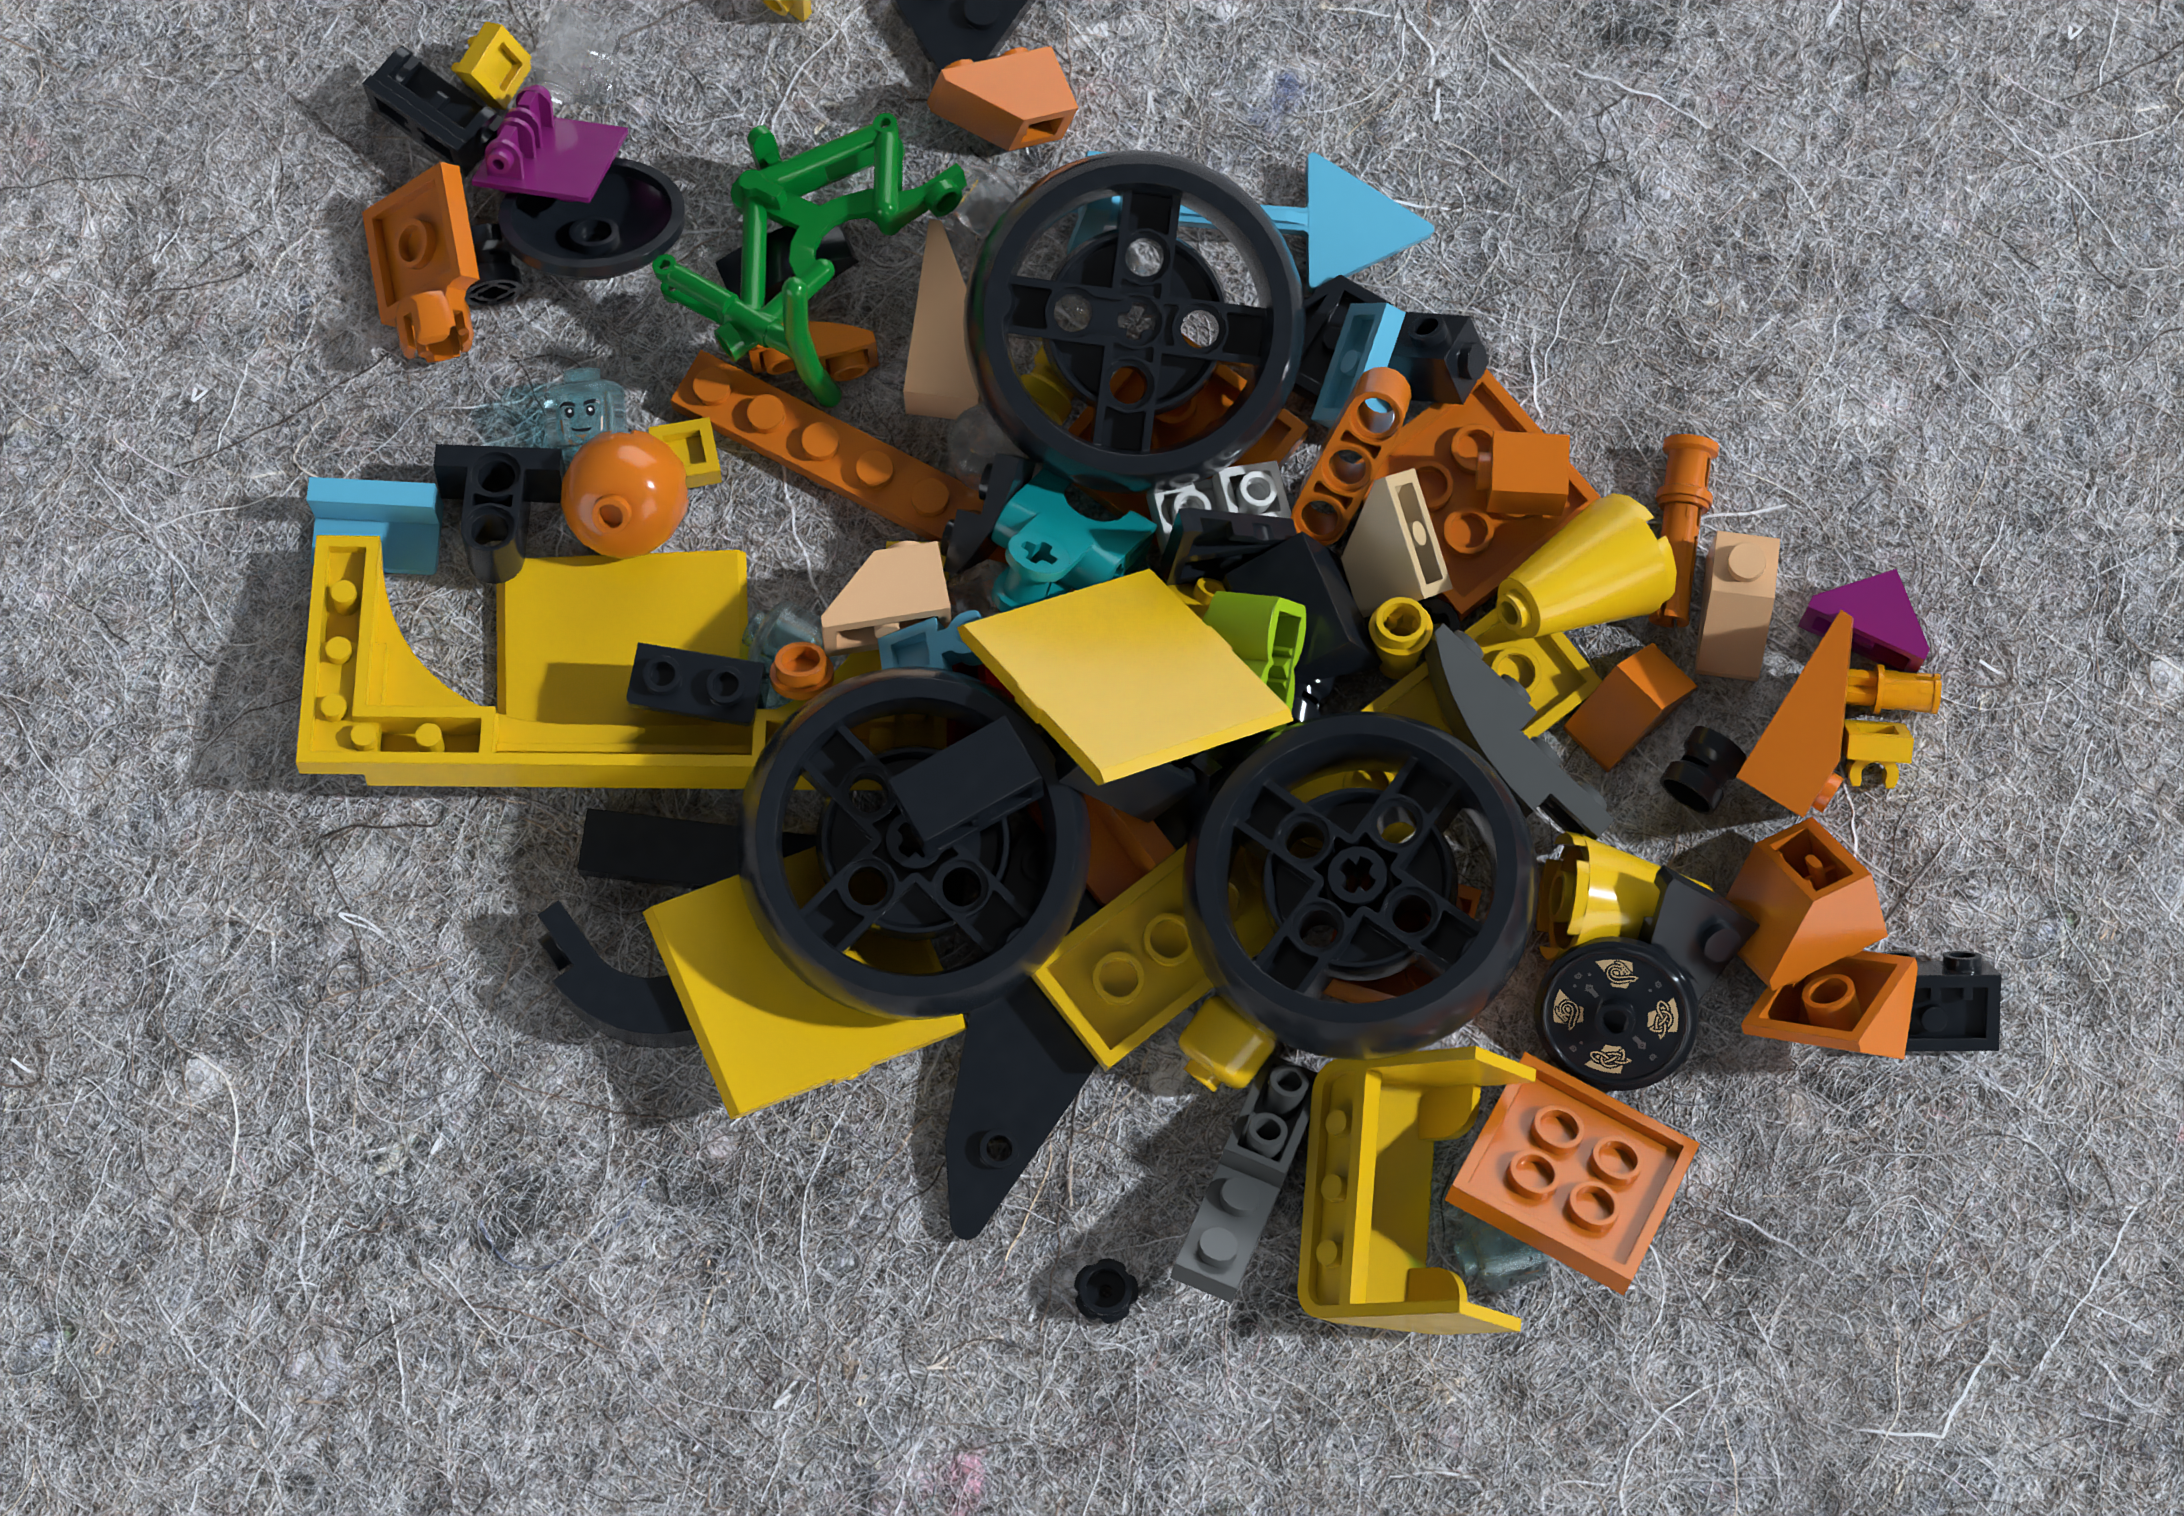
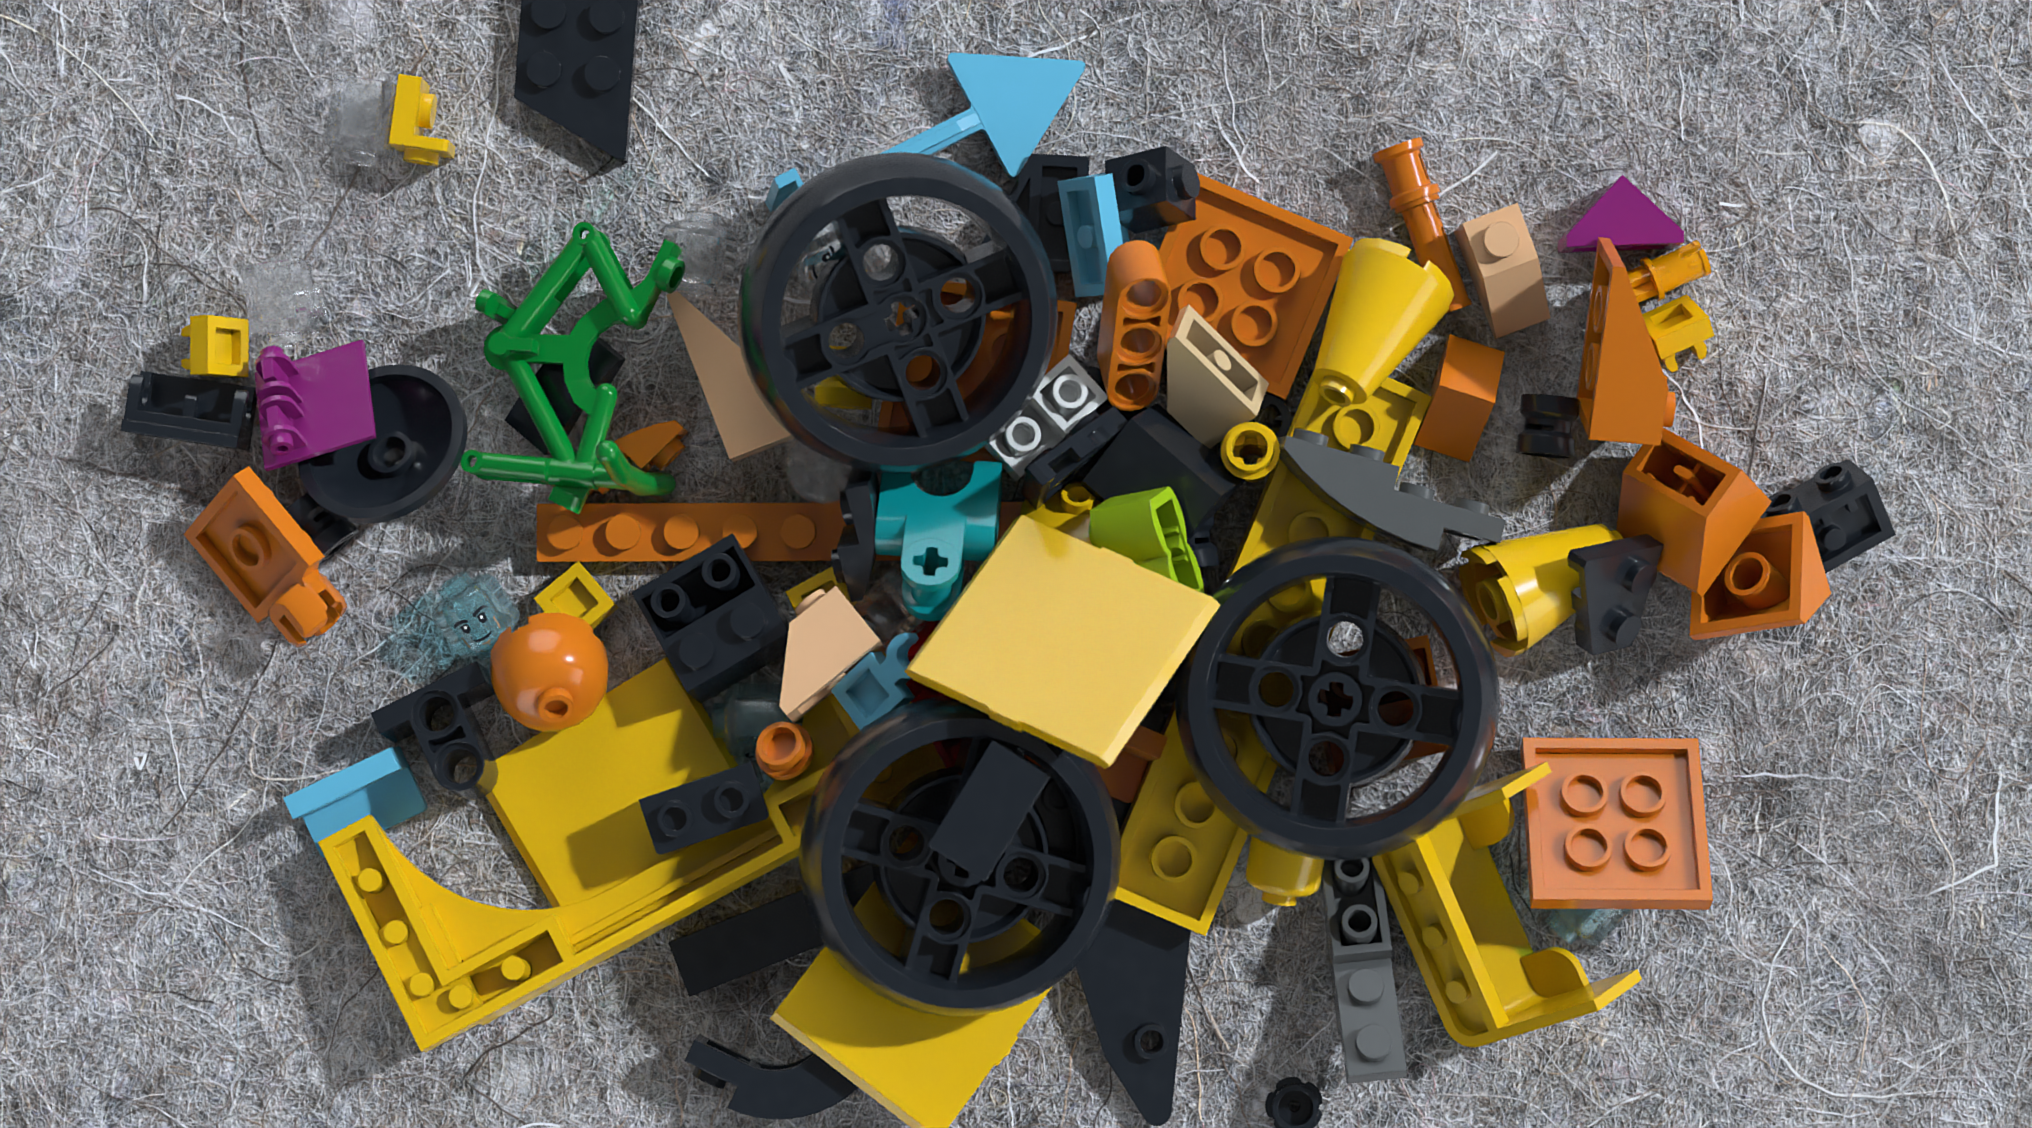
camera: 25 degrees left, 15 degrees up
(803, 530) = (714, 619): none -> black slope
(1008, 98) = (672, 146): orange slope -> none
(1525, 473) = (1279, 256): orange brick -> none
(1616, 1013) = (1583, 674): black shield -> none

